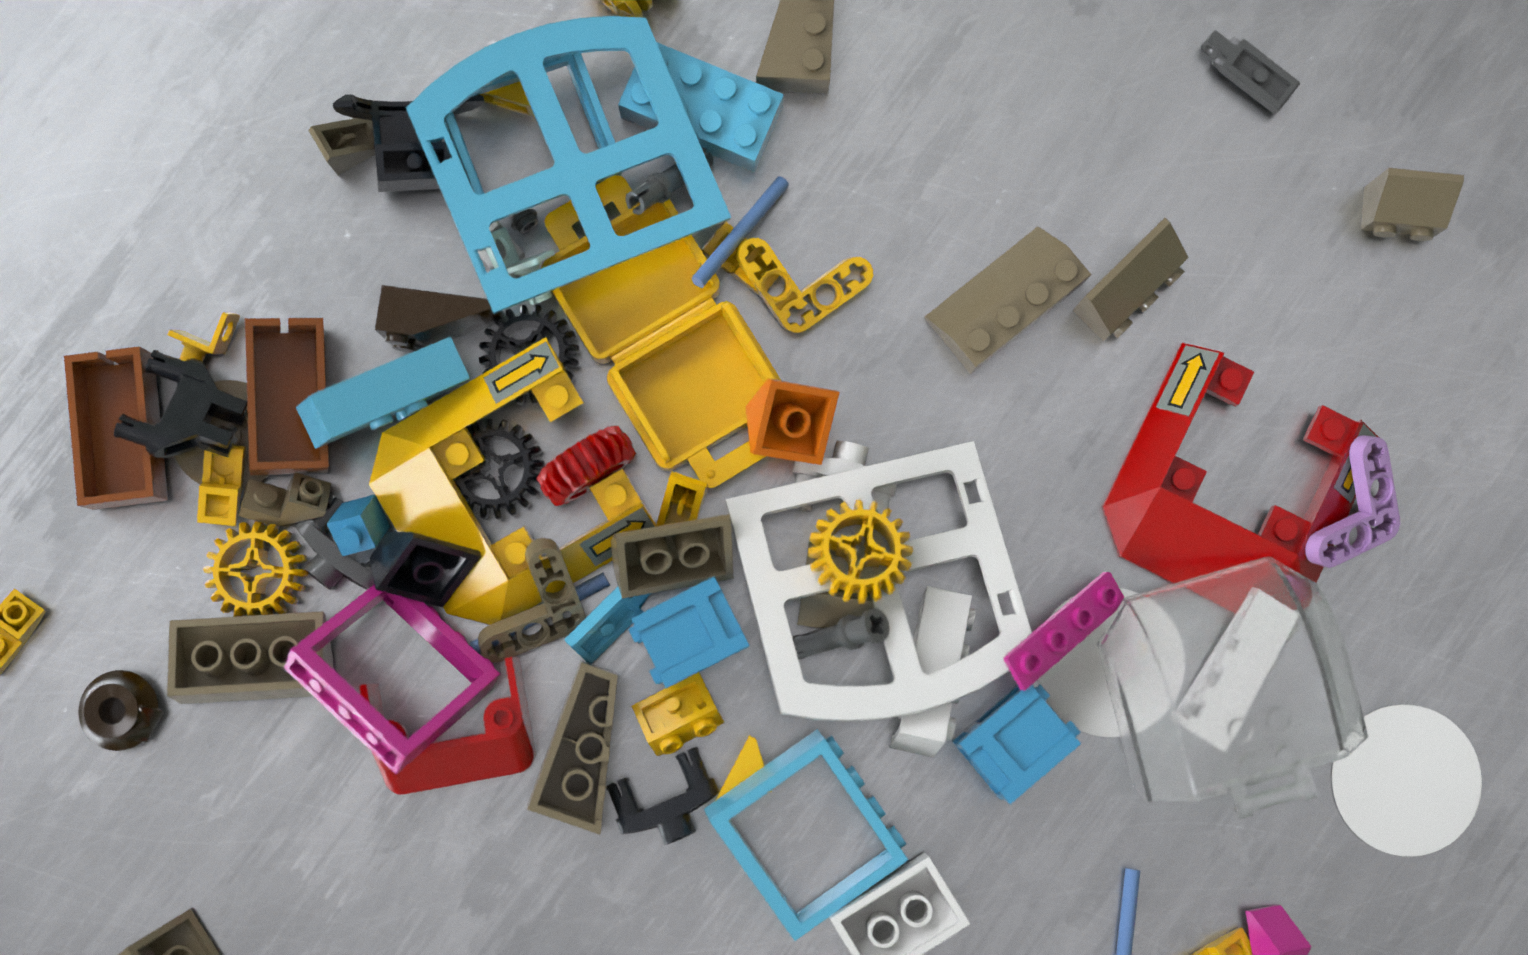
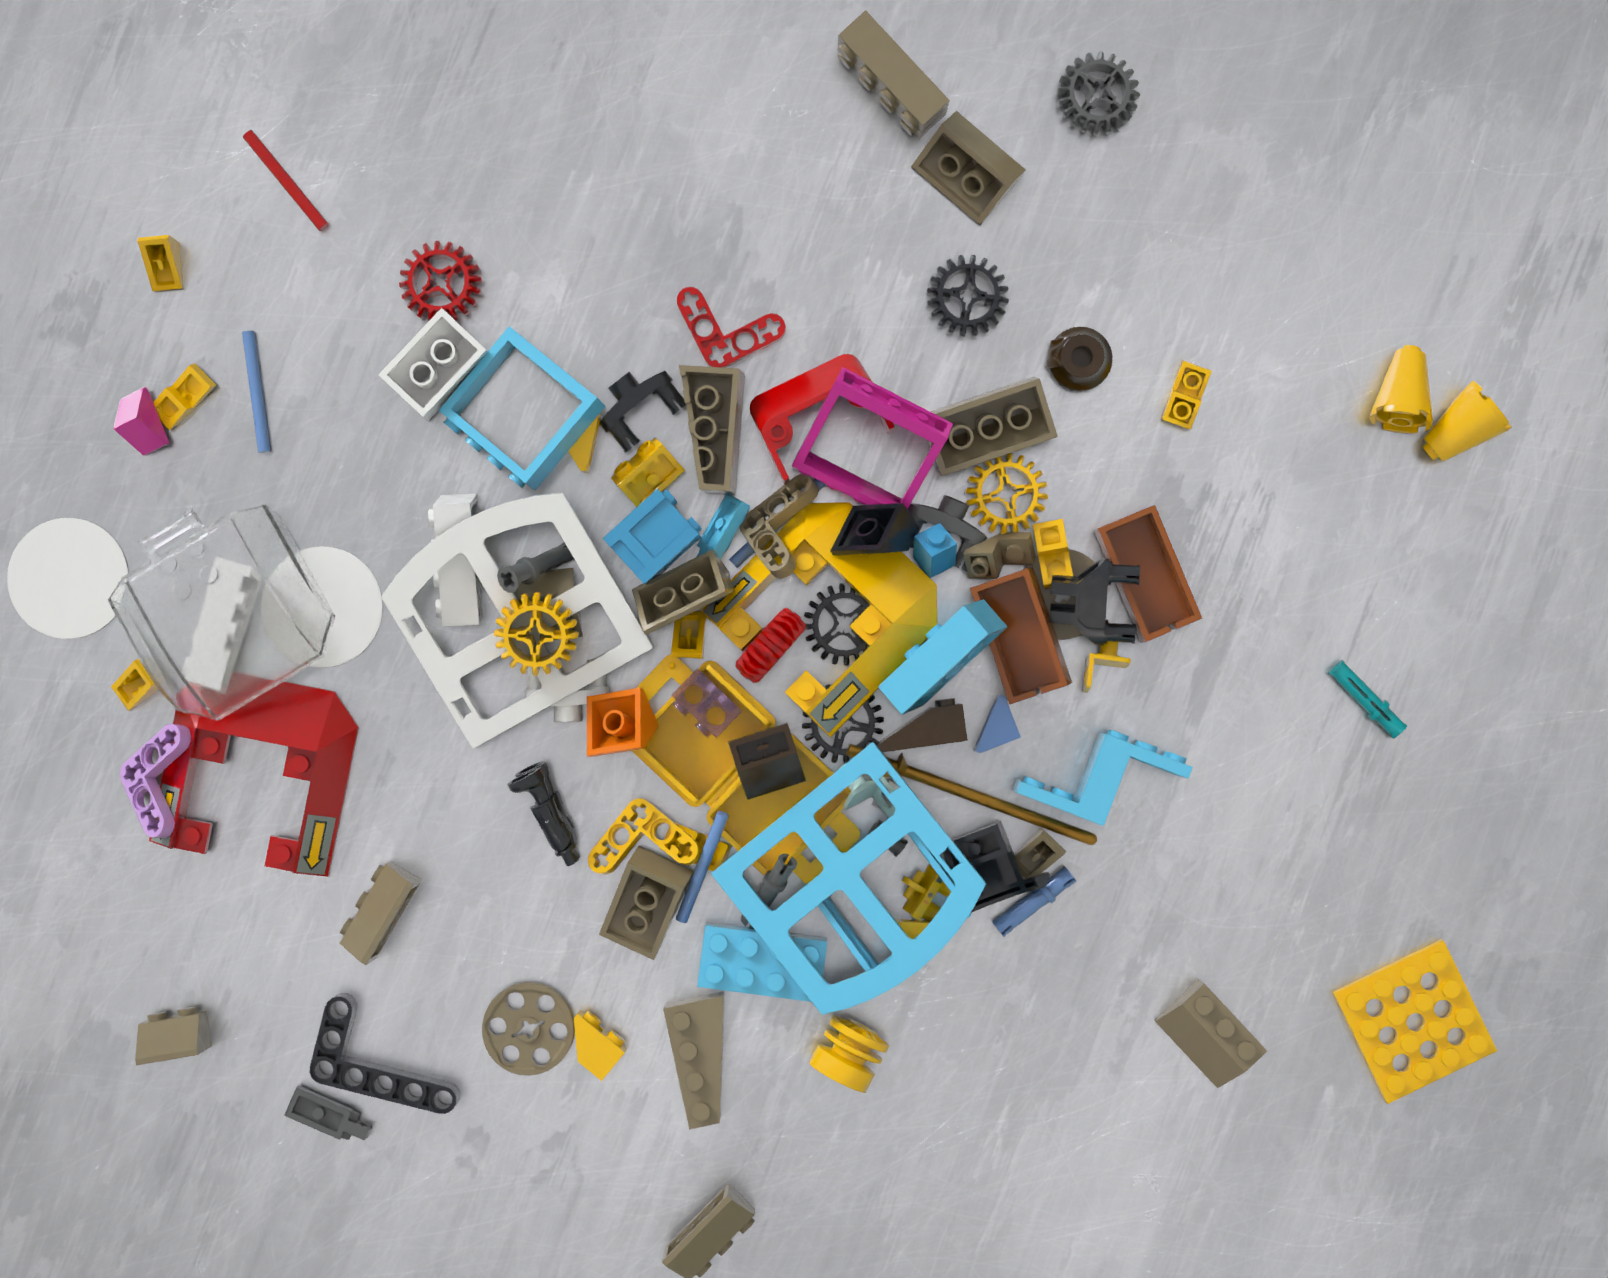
camera: 165 degrees right, 5 degrees up
(214, 851) = (954, 295): none -> black gear
(243, 206) = (1102, 776): none -> medium azure bracket
(349, 299) = (998, 727): none -> medium blue slope
(372, 89) = (1034, 901): none -> medium blue pin
(394, 223) = (983, 799): none -> pearl gold piece
(492, 134) = (921, 893): none -> yellow hips
(548, 856) = (717, 339): none -> red beam
(626, 330) = (767, 761): none -> dark brown slope
(672, 419) = (711, 698): none -> brick
(817, 210) = (645, 902): none -> dark tan slope
(902, 344) = (548, 810): none -> black piece
(918, 60) = (595, 1046): none -> yellow slope
(1001, 91) = (523, 1042): none -> dark tan wedge
(1007, 297) = (476, 873): dark tan slope -> none
(1017, 742) = (378, 523): dark azure container -> none
(1064, 630) = (362, 617): dark pink bracket -> none
(1184, 106) = (371, 1071): none -> black beam
(1359, 626) = (134, 685): none -> yellow slope

